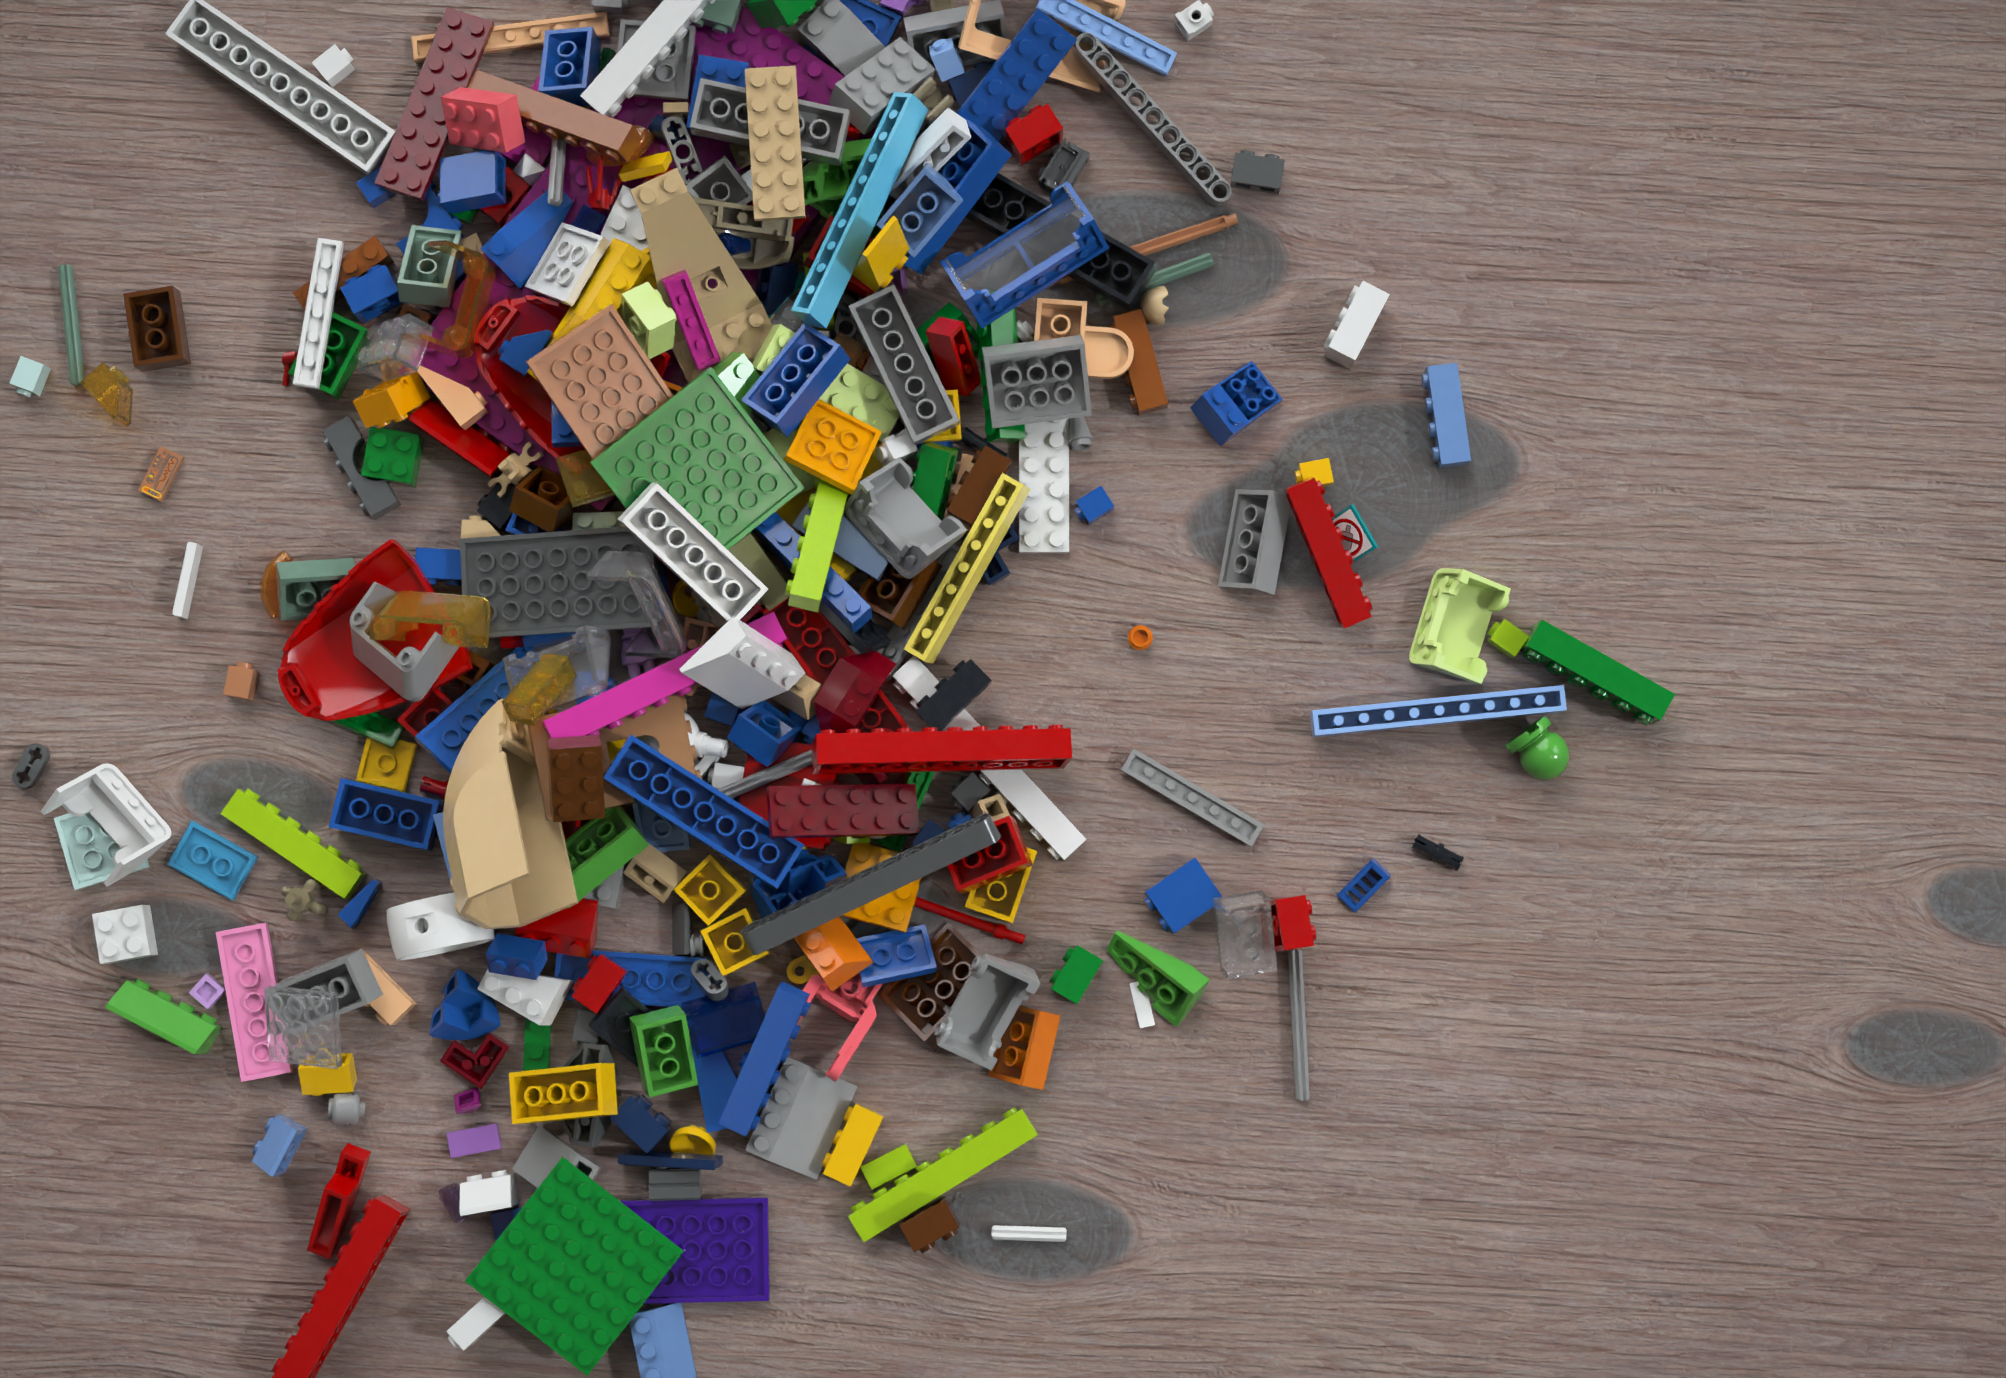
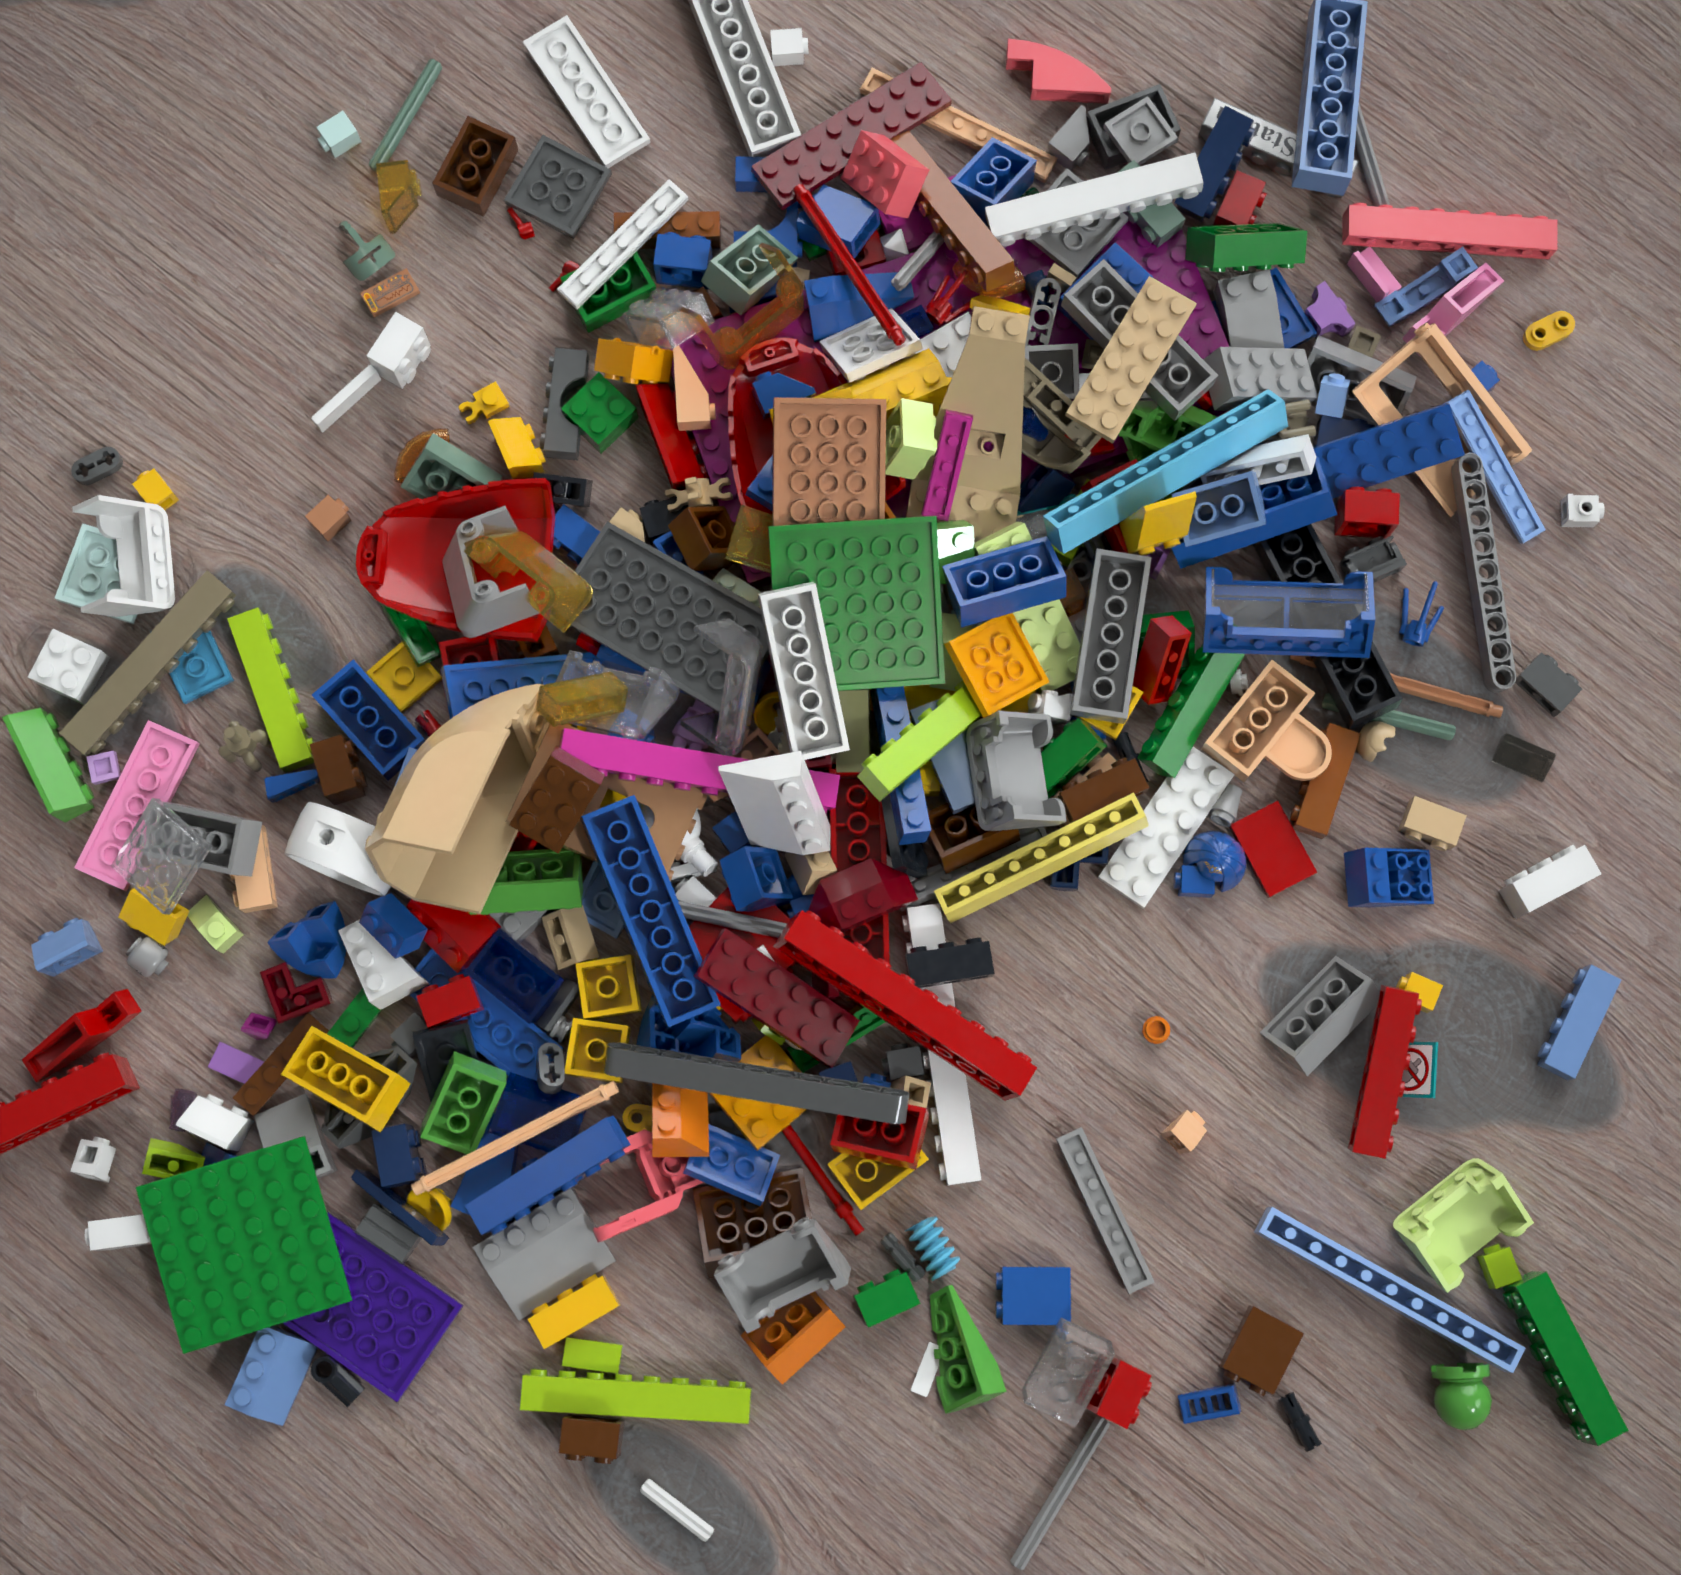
camera: 30 degrees right, 5 degrees down
(90, 753) = (155, 489): none -> yellow brick
(129, 466) = (367, 267): none -> sand green helmet
(185, 890) = (148, 664): none -> dark tan brick
(200, 209) = (586, 92): none -> white plate
(203, 515) = (399, 350): none -> white brick
(231, 351) = (525, 229): none -> red hand
(232, 300) = (558, 186): none -> dark grey plate
(299, 507) = (488, 401): none -> yellow plate
(348, 528) = (516, 447): none -> yellow slope
(378, 1049) = (214, 924): none -> yellowish green slope
(389, 869) = (338, 770): none -> reddish brown brick
(410, 533) = (568, 489): none -> black brick
(415, 1284) = (94, 1159): none -> white brick
(473, 1244) = (169, 1159): none -> lime slope
(502, 1130) = (268, 1076): none -> reddish brown plate
(506, 212) = (849, 265): none -> red piece
(635, 930) = (515, 976): none -> clear blue slope
(716, 1316) = (340, 1381): none -> black piece
(720, 1049) = (515, 1138): none -> light nougat piece
(1037, 381) = (1221, 733): light grey slope -> none
(1067, 935) = (903, 1257): none -> dark grey axle
(1085, 912) = (933, 1247): none -> medium azure piece
(1098, 477) = (1217, 858): none -> blue hair
(1131, 199) = (1416, 631): none -> blue plant
(1135, 441) = (1273, 849): none -> red tile
(1212, 698) = (1185, 1132): none -> light nougat slope
(1241, 340) = (1432, 823): none -> tan brick
(1275, 241) = (1523, 757): none -> clear smoke slope
(1375, 821) = (1260, 1351): none -> reddish brown brick

